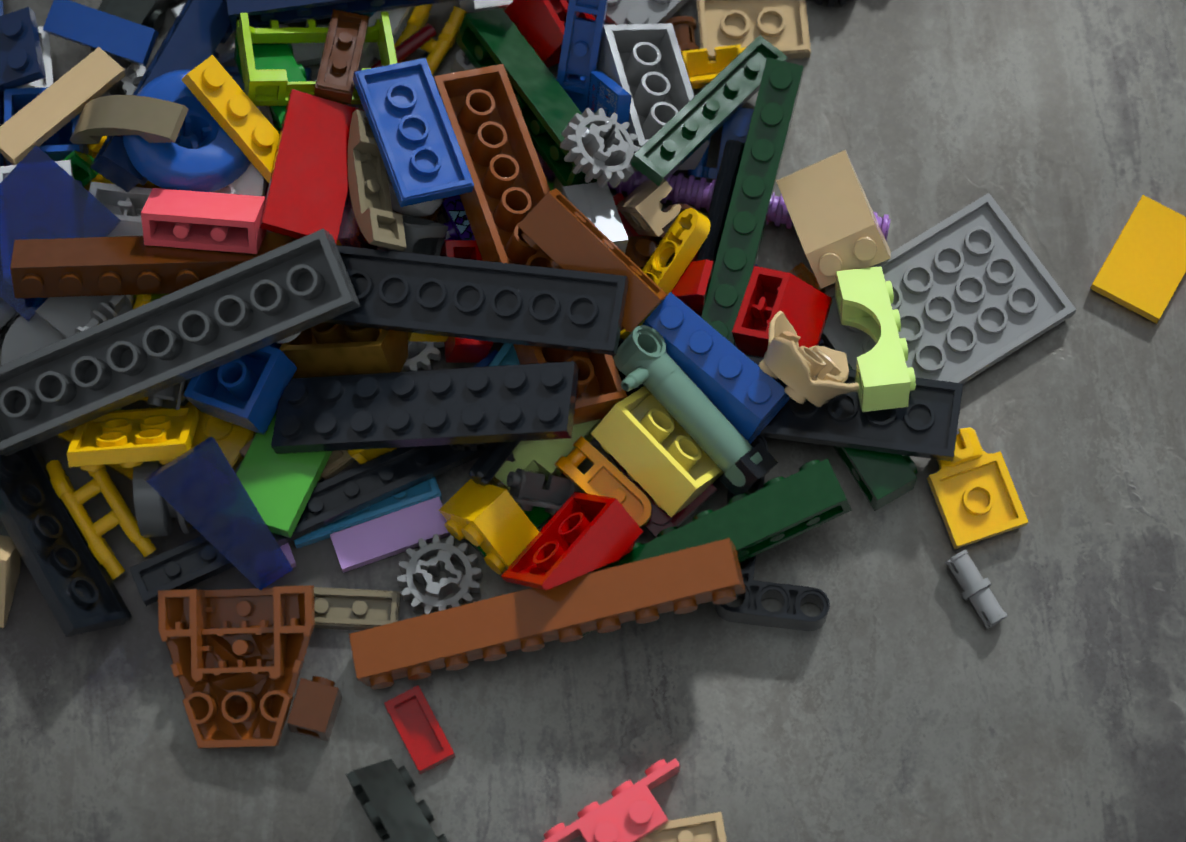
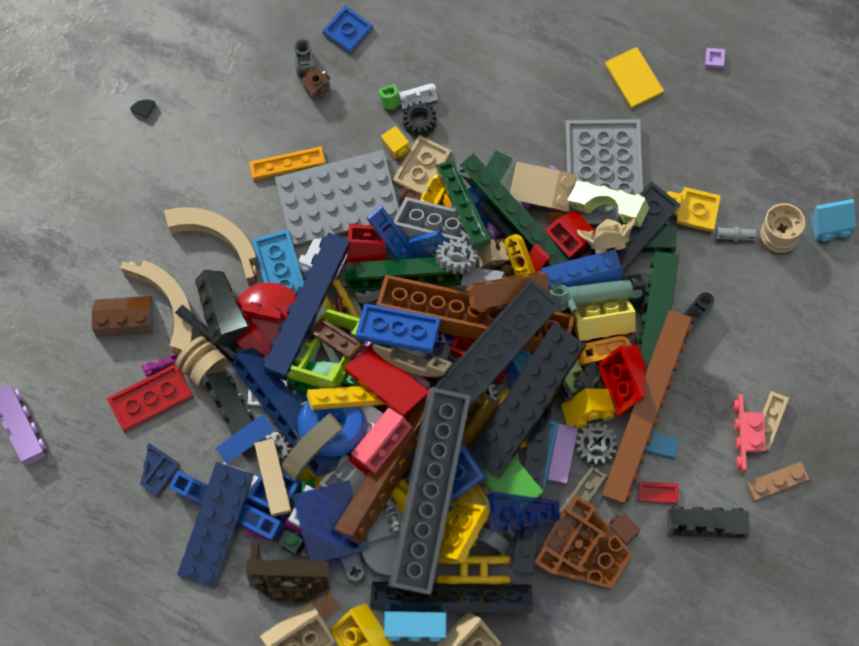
camera: 55 degrees left, 0 degrees up
(509, 687) = (663, 445): none -> dark azure tile
(824, 138) = (499, 164): none -> clear green tile
(1047, 639) = (782, 228): none -> tan wheel
(1113, 739) = (834, 220): none -> medium azure slope

